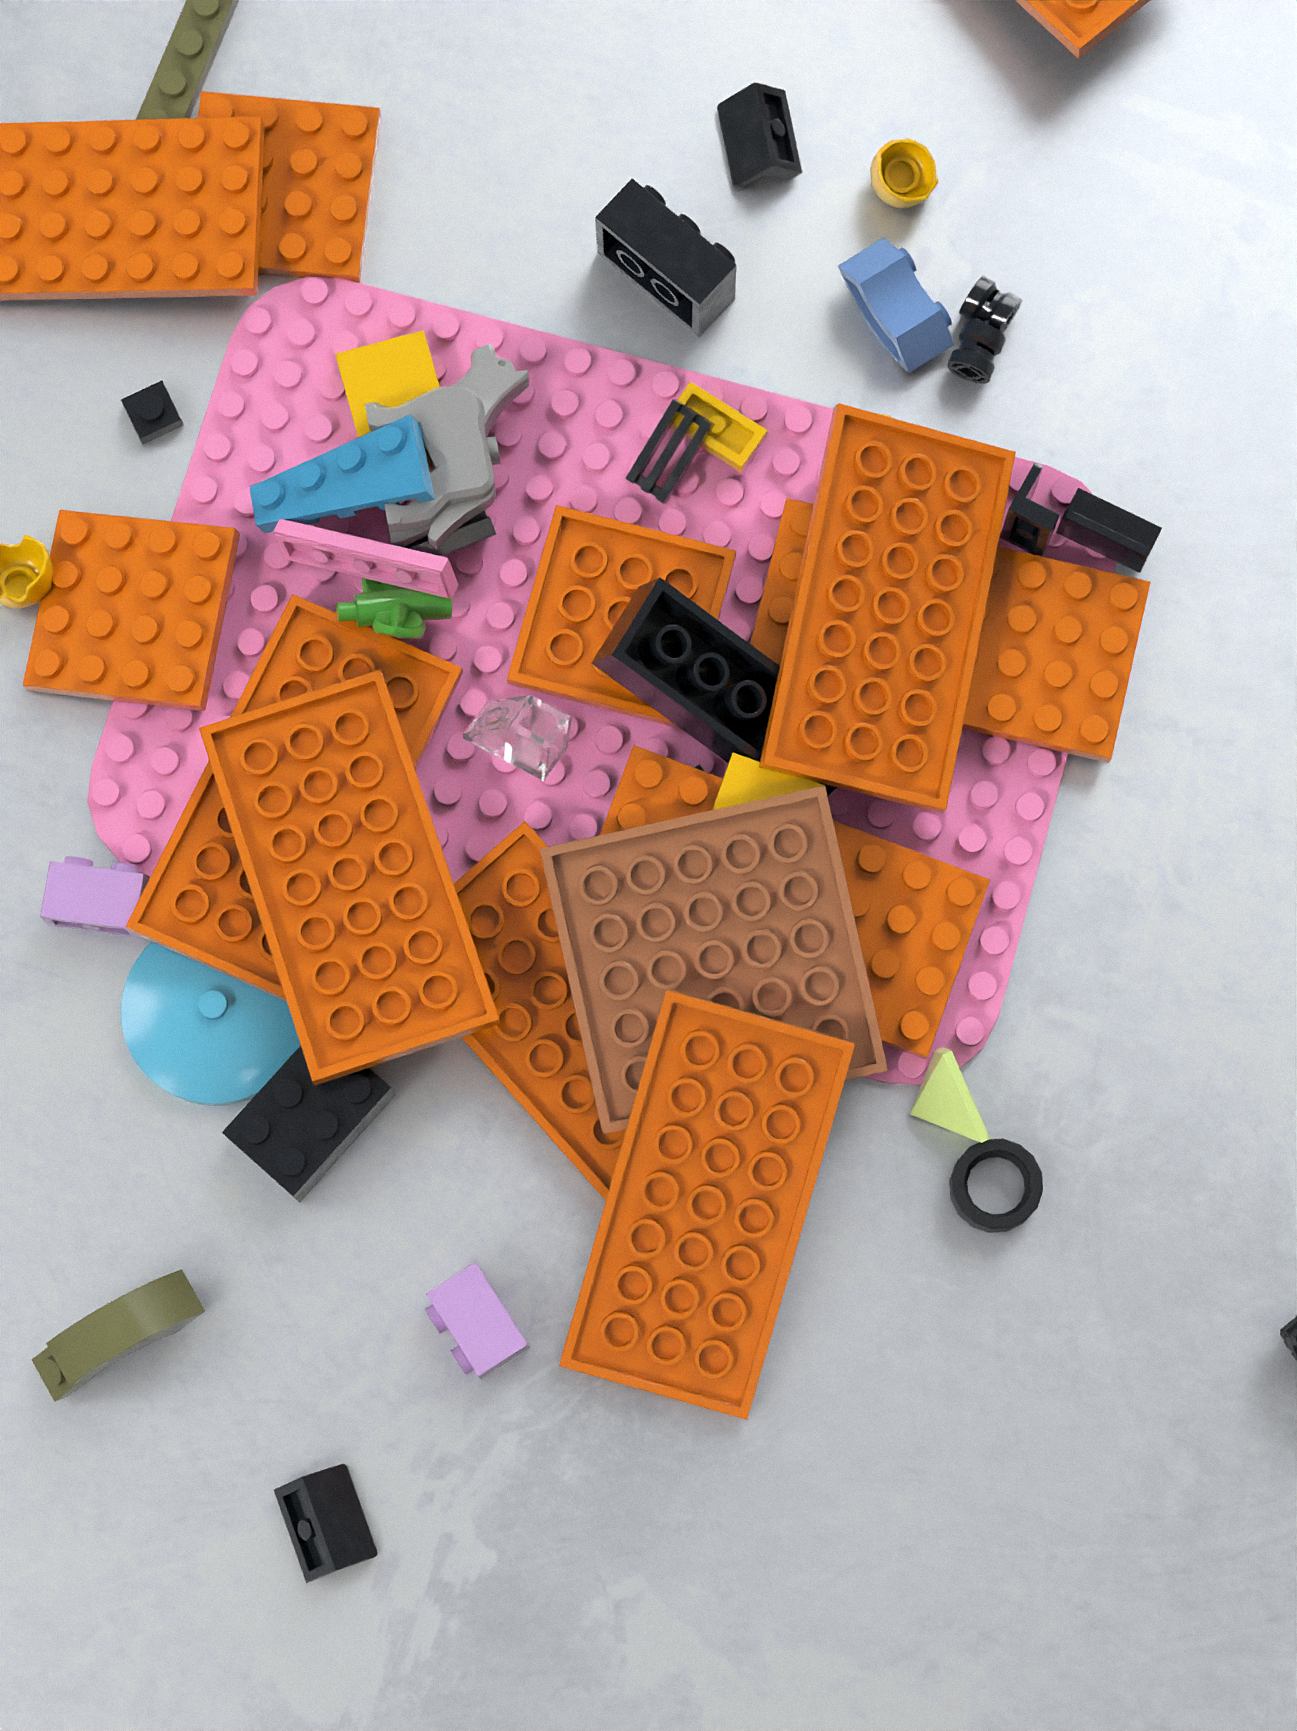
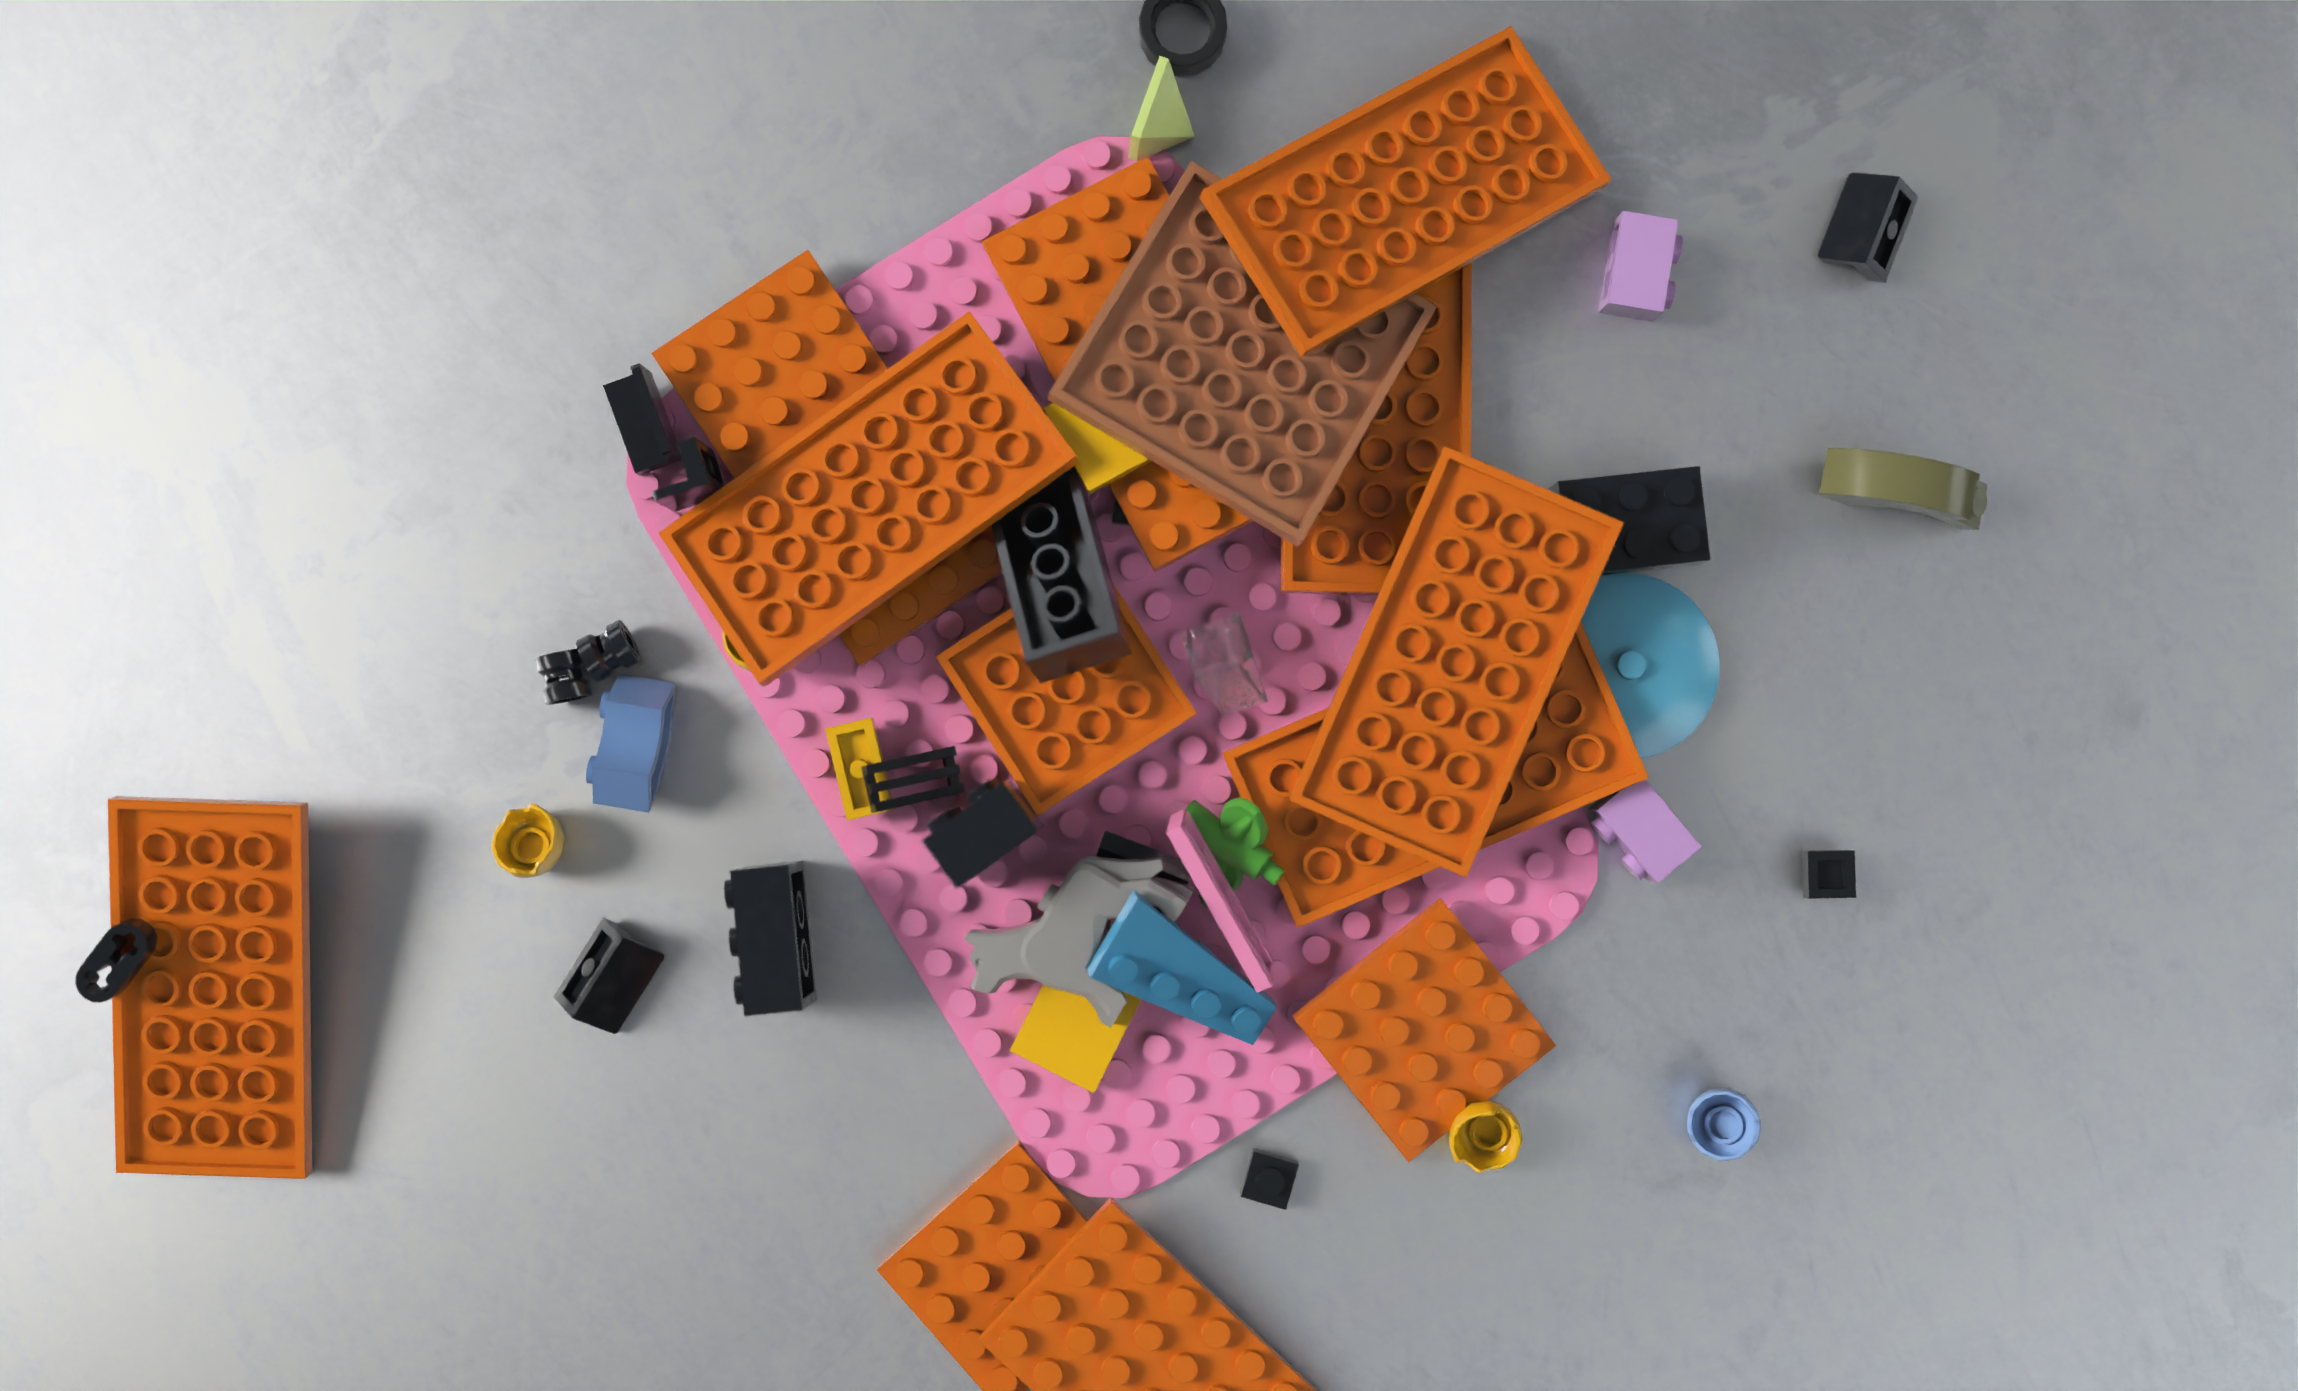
camera: 140 degrees left, 10 degrees up
(582, 446) = (982, 832): none -> black brick

